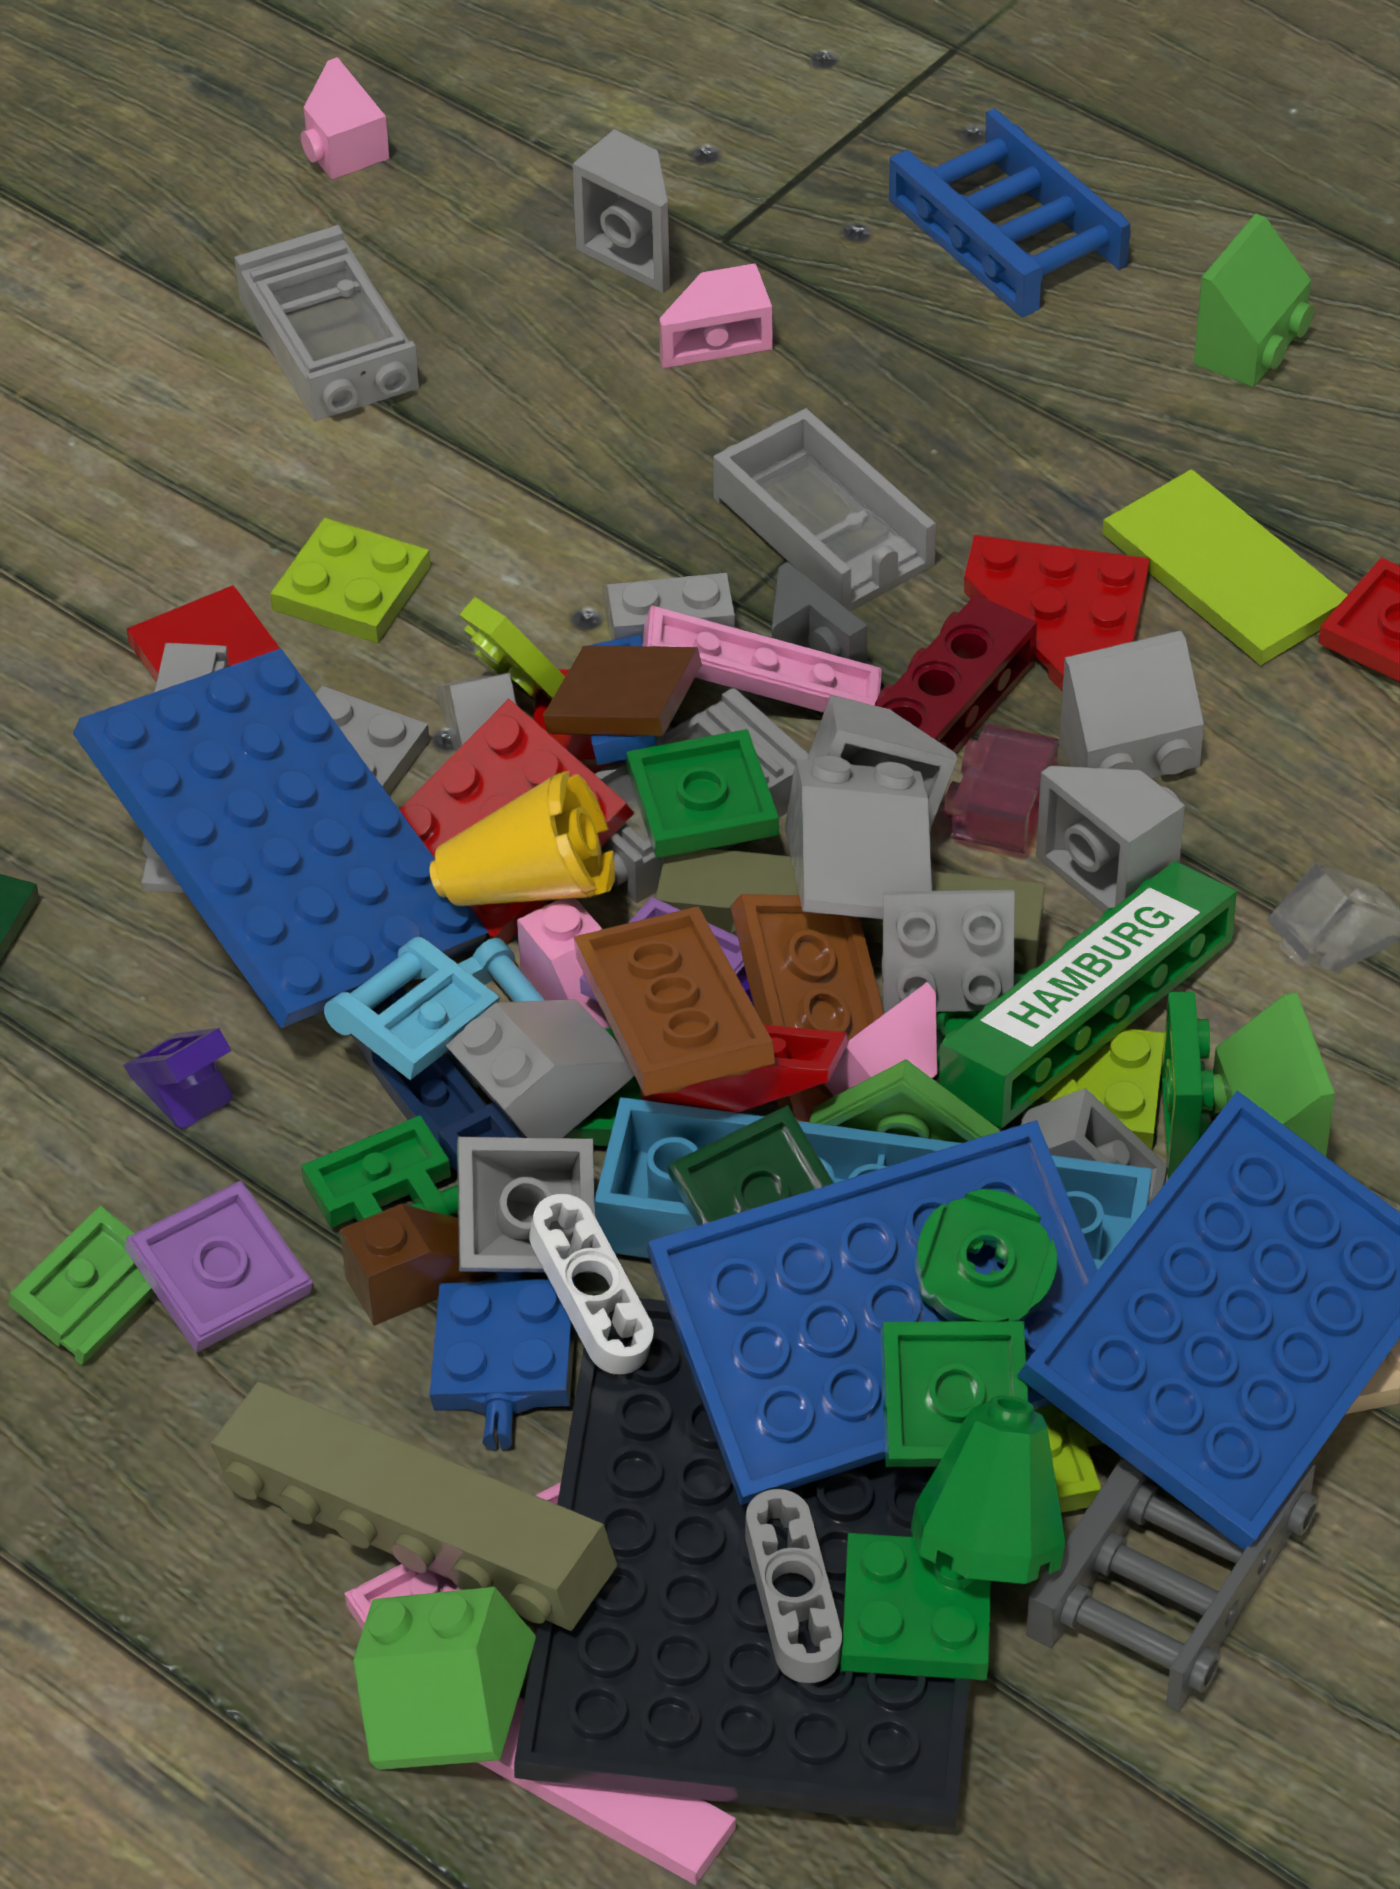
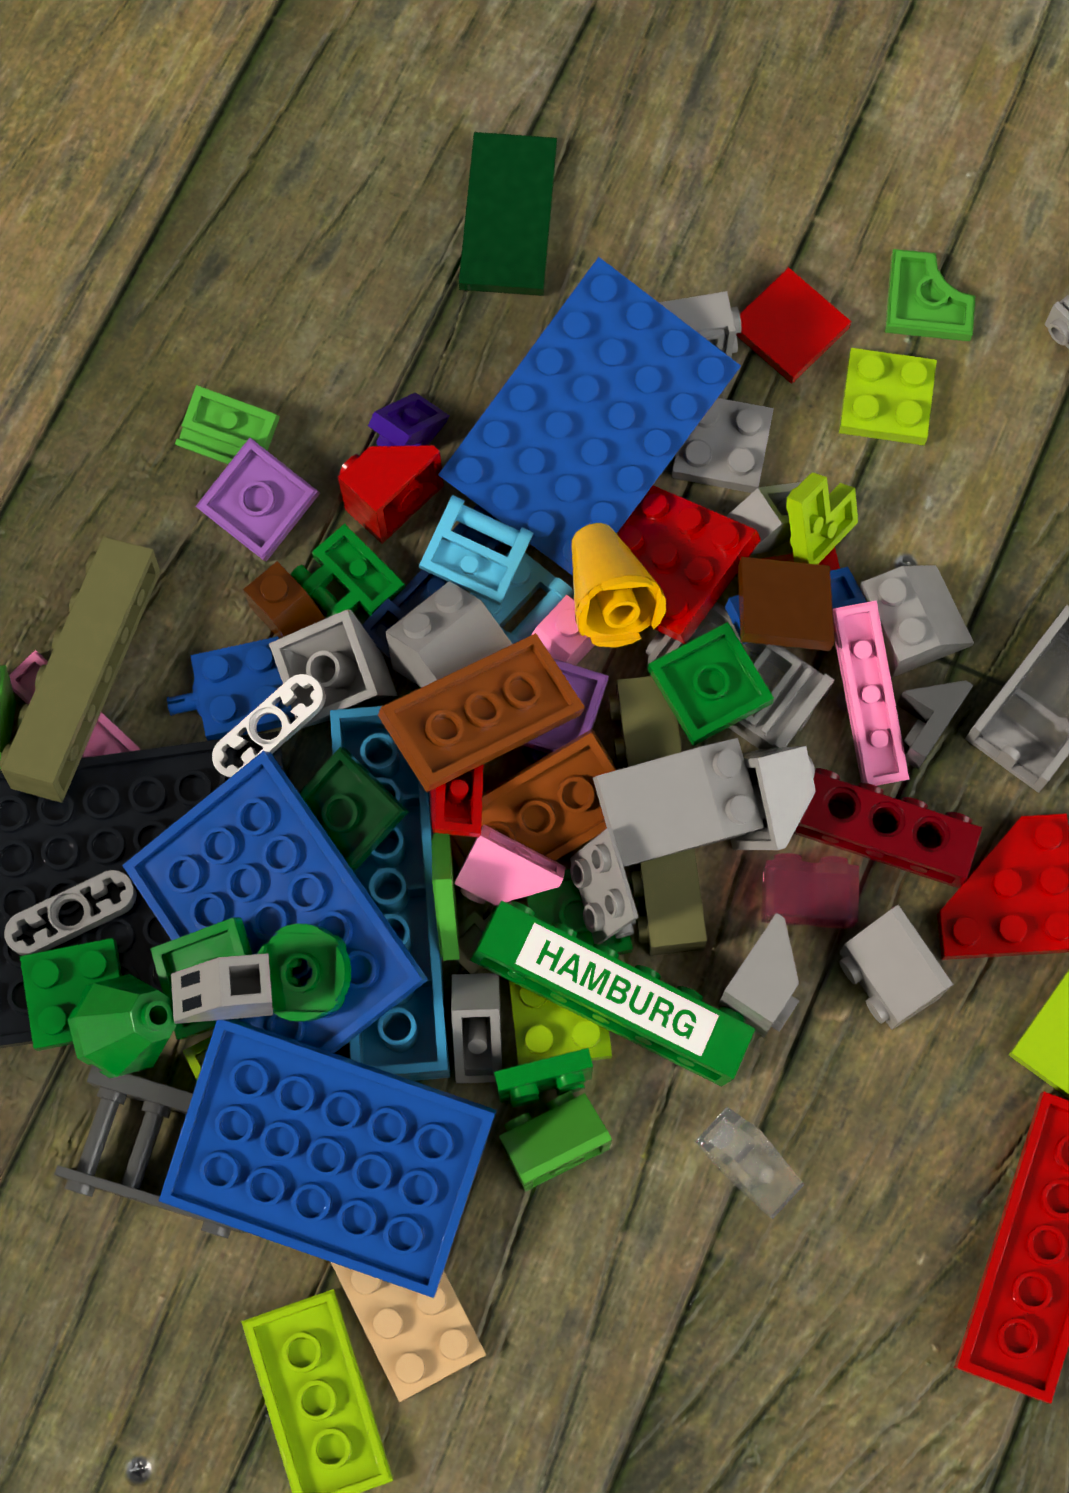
camera: 75 degrees right, 25 degrees up
(230, 520) = (924, 302): none -> bright green tile
(277, 1091) = (389, 485): none -> red slope
(996, 1317) = (223, 989): none -> light grey slope

